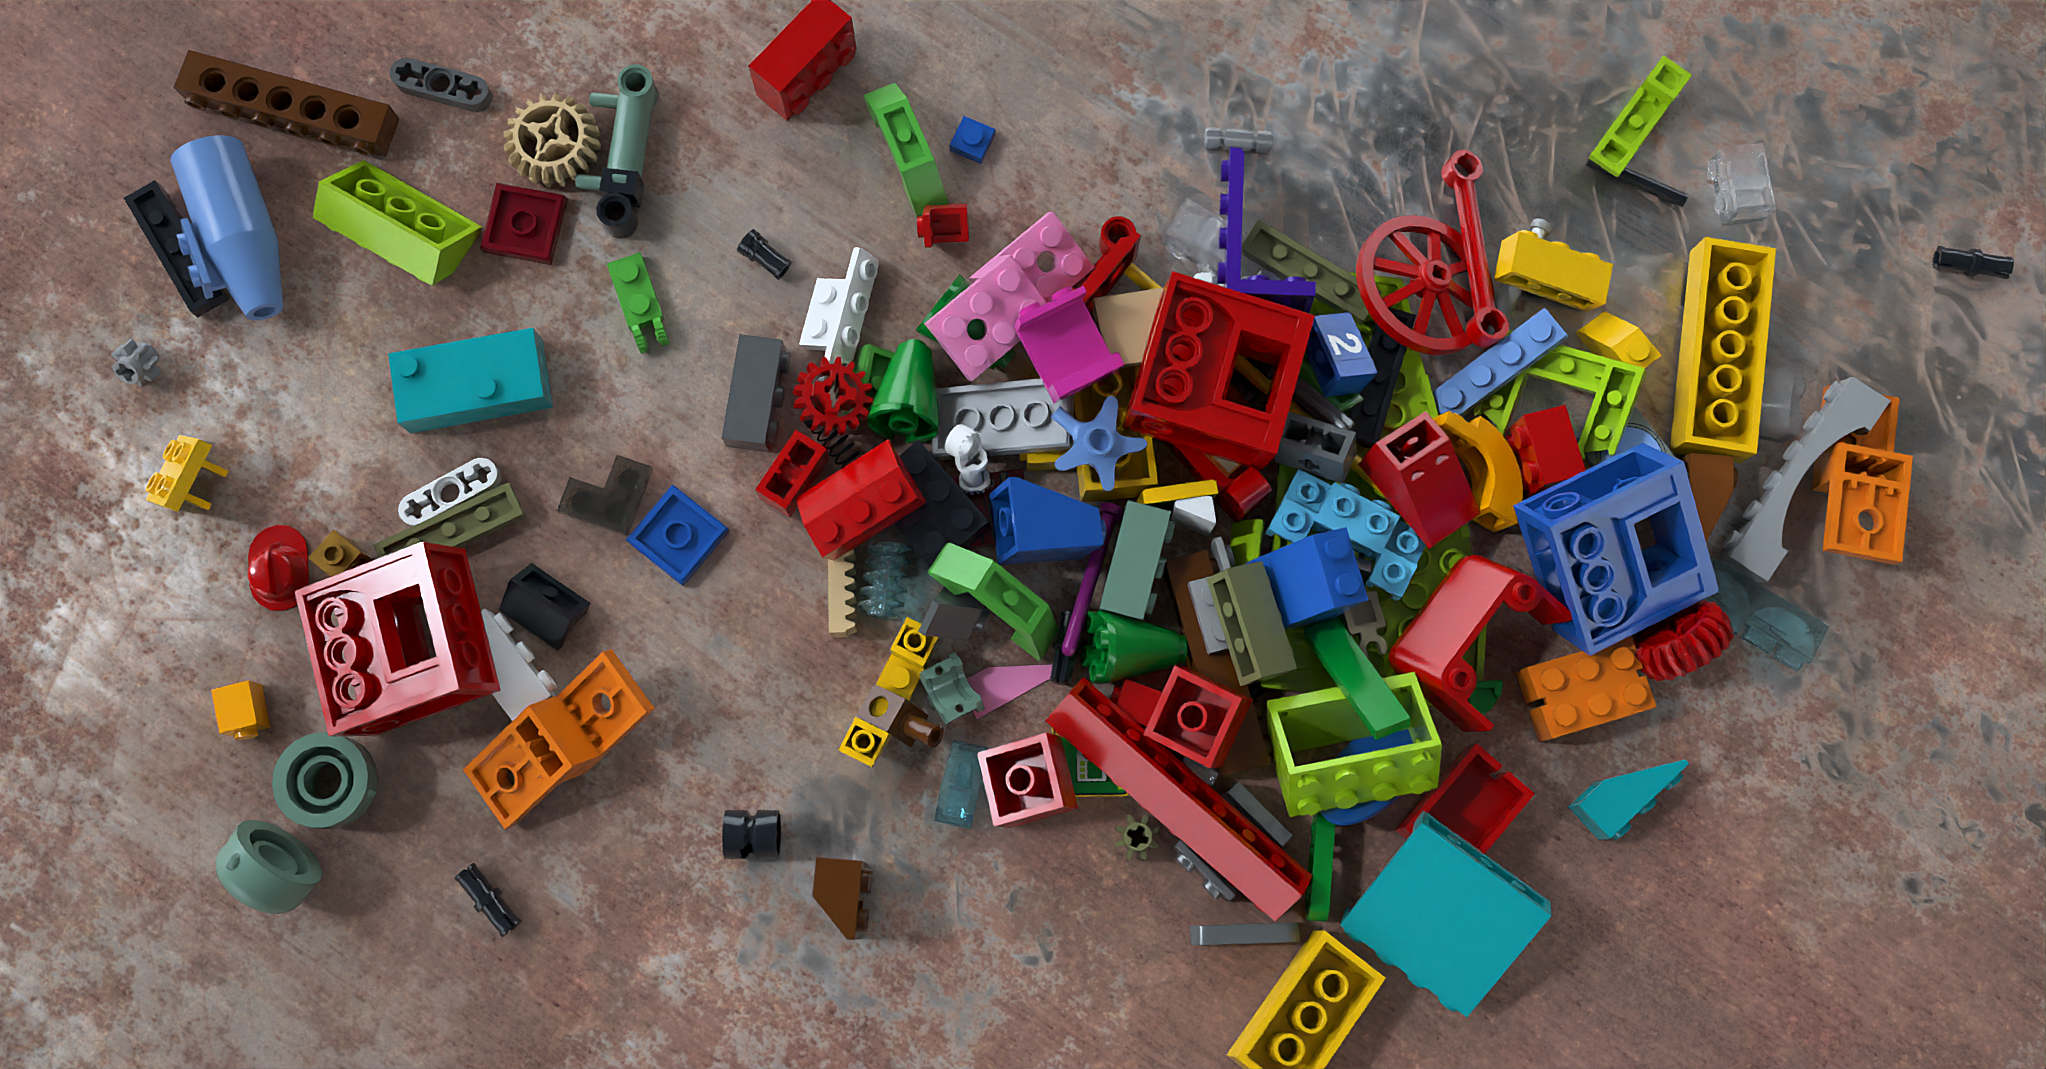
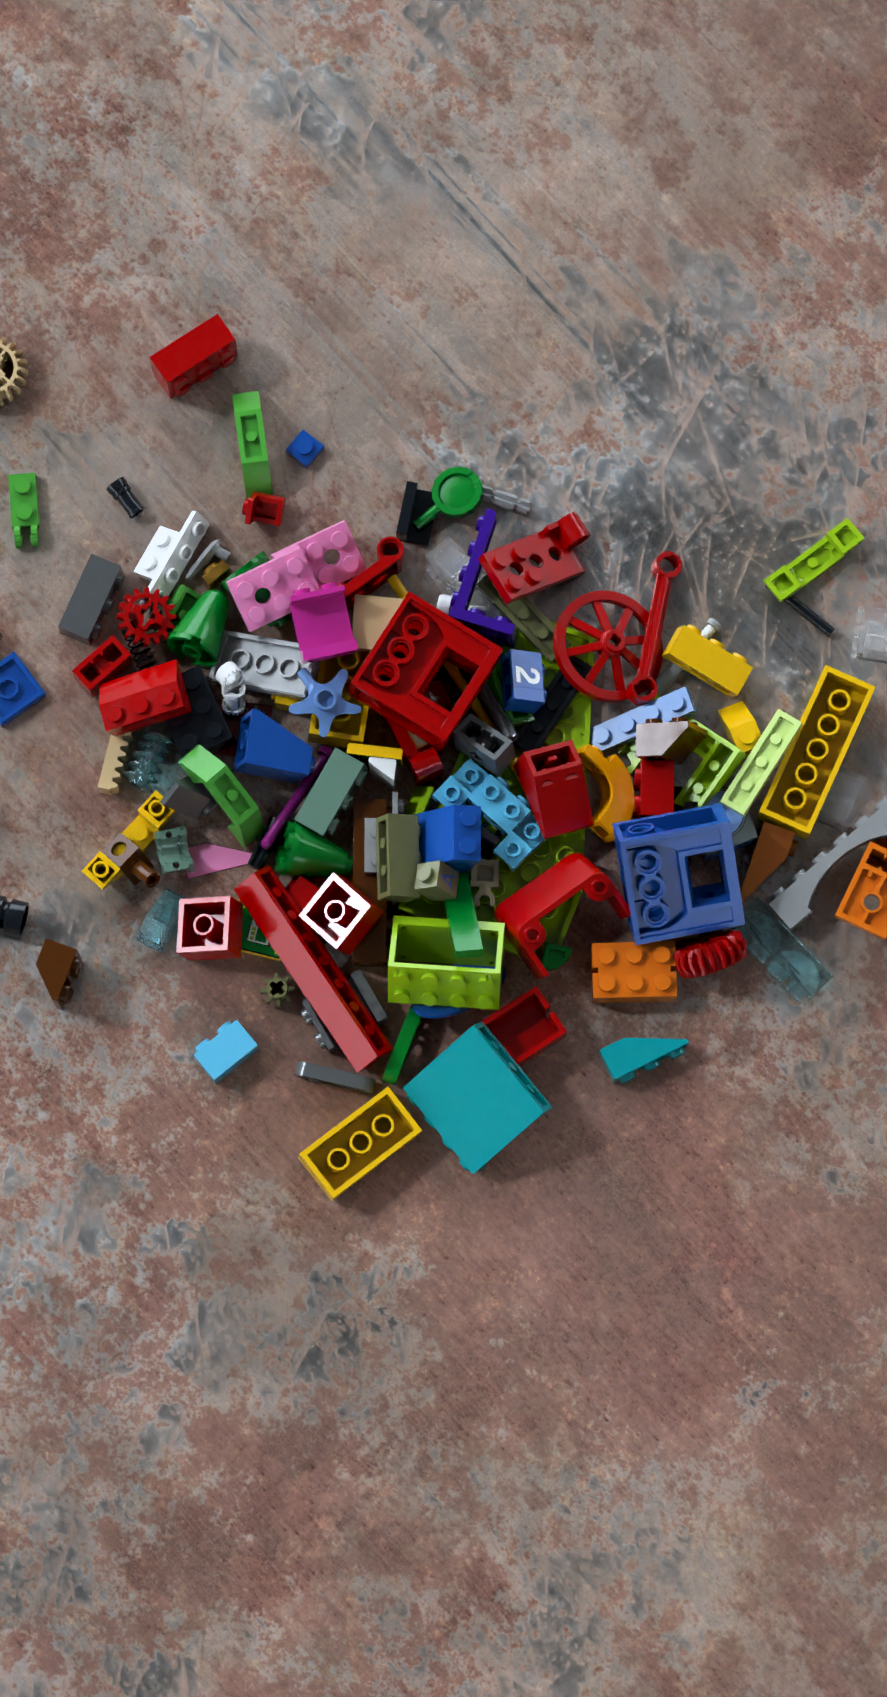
camera: 20 degrees right, 0 degrees up
(621, 180) = (35, 415): sand green piece -> none
(885, 305) = (206, 556): none -> light grey bar
(905, 321) = (215, 574): none -> pearl gold plate
(1092, 937) = (225, 1050): none -> medium azure brick
(1135, 184) = (414, 505): none -> black panel
(1176, 148) = (455, 494): none -> green piece
(1303, 183) = (554, 538): none -> red hinge
(1312, 641) = (436, 881): none -> olive brick
(1552, 379) = (668, 740): none -> slope
(1669, 378) = (761, 763): none -> yellowish green plate

